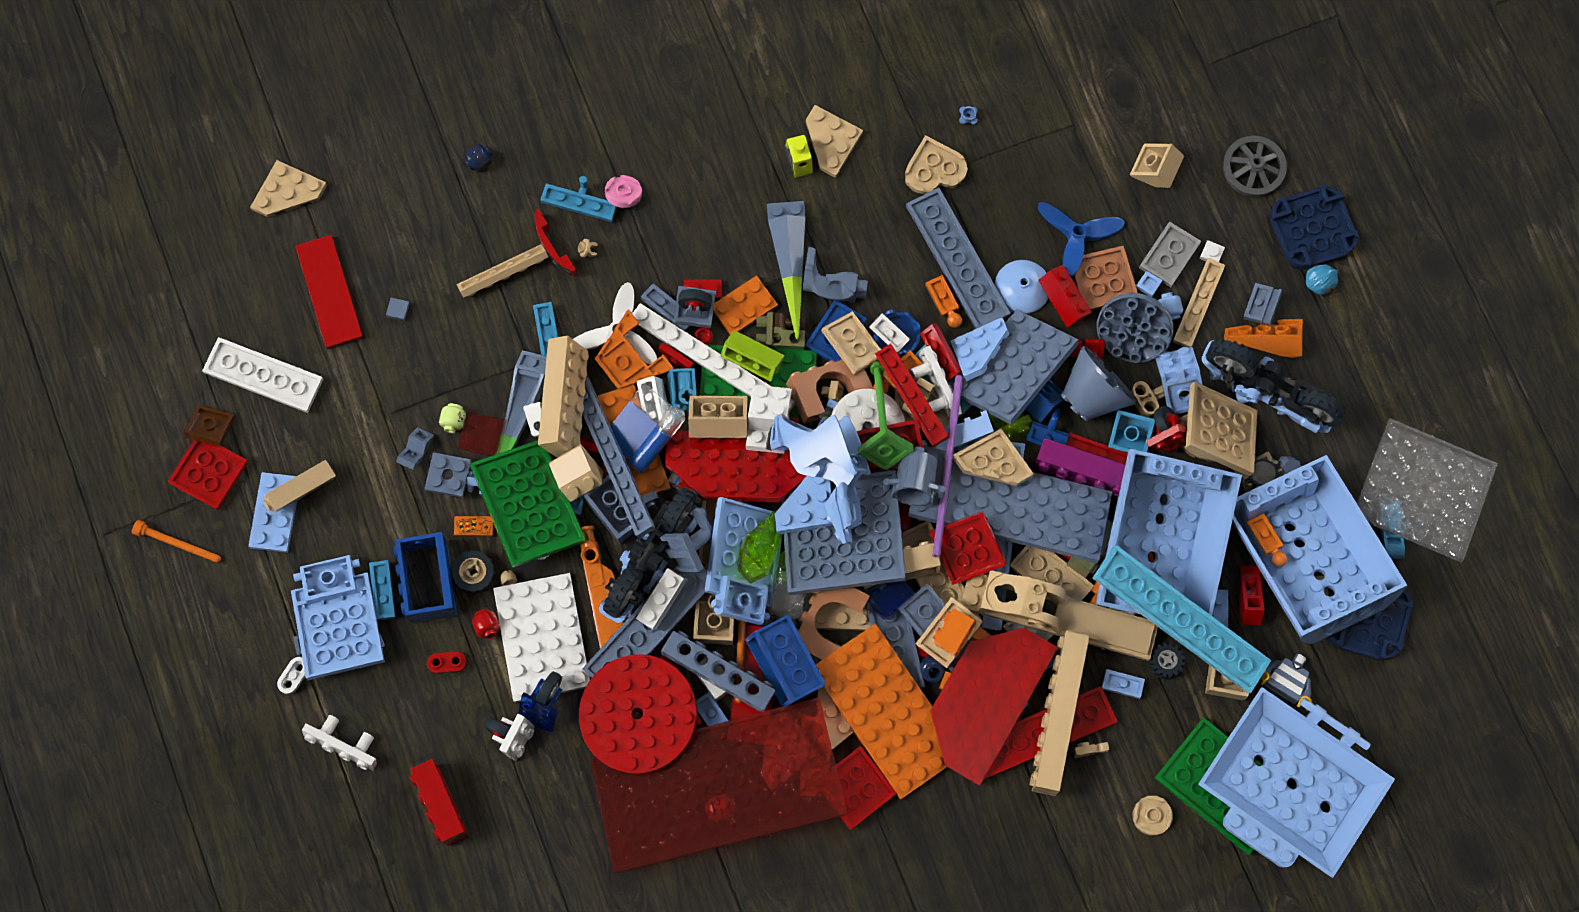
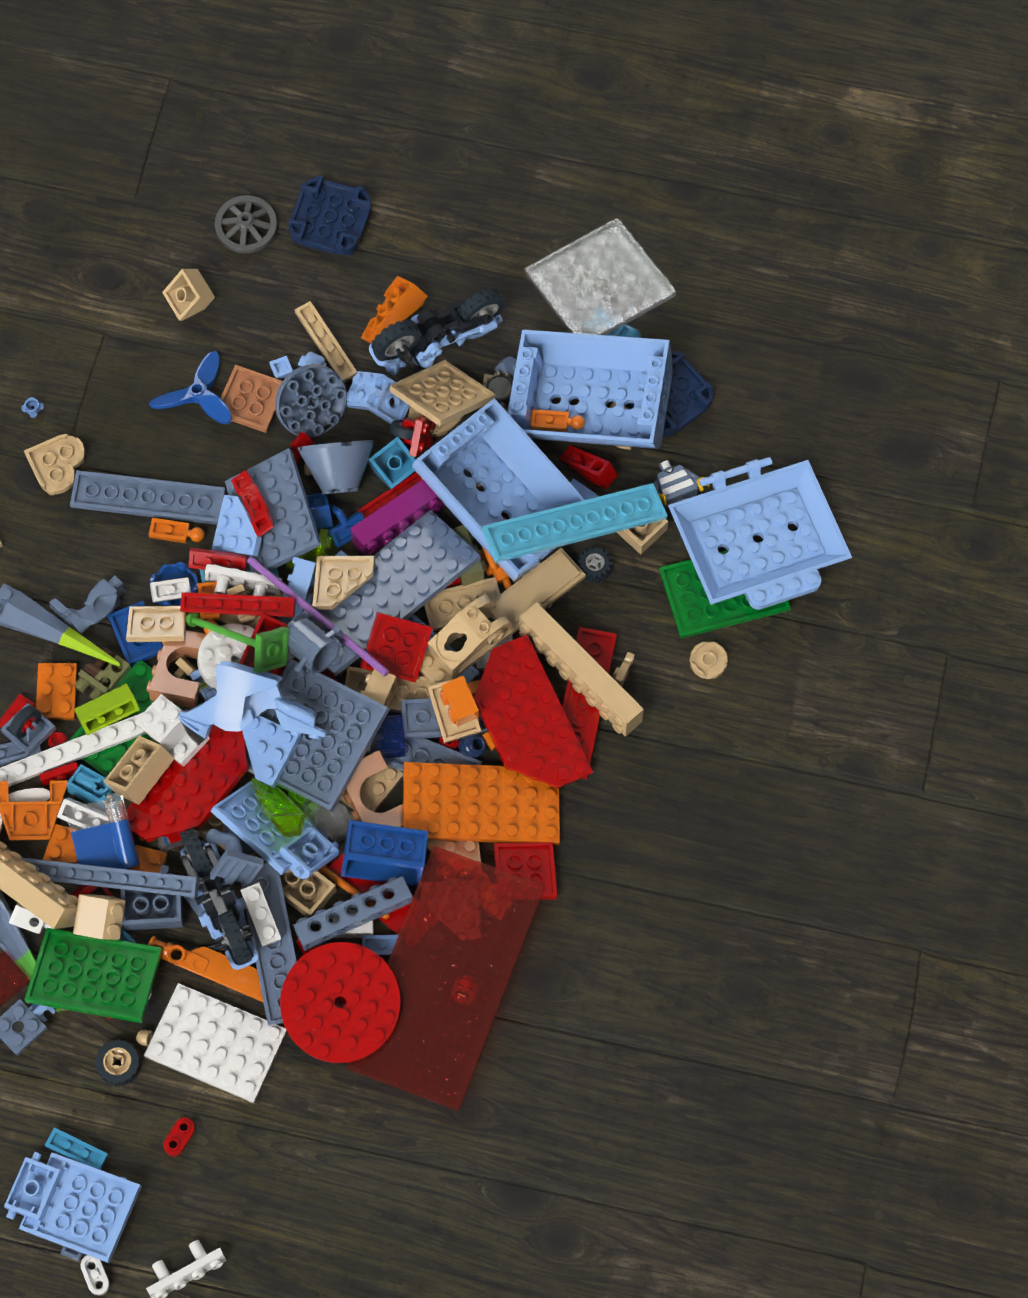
camera: 55 degrees left, 5 degrees down
(419, 542) = (103, 1084): blue hose -> none
(439, 802) = (296, 1217): red brick -> none
(473, 526) = (77, 1037): orange tile -> none
(486, 624) = (170, 1081): red head -> none
(511, 734) = (280, 1120): white plate -> none
(535, 709) = (278, 1084): clear blue plate -> none
(1010, 346) = (255, 503): none -> red slope
(1026, 297) = (212, 473): light blue dish -> none
(1065, 296) = (243, 436): red brick -> none
(1123, 684) = (589, 609): light blue plate -> none
(1149, 398) = (374, 431): tan beam -> none
(1170, 254) = (269, 335): light grey plate -> none
(1212, 251) = (291, 303): white plate -> none
(1262, 304) = (363, 296): sand blue plate -> none
(1322, 279) = (376, 239): dark azure hair -> none

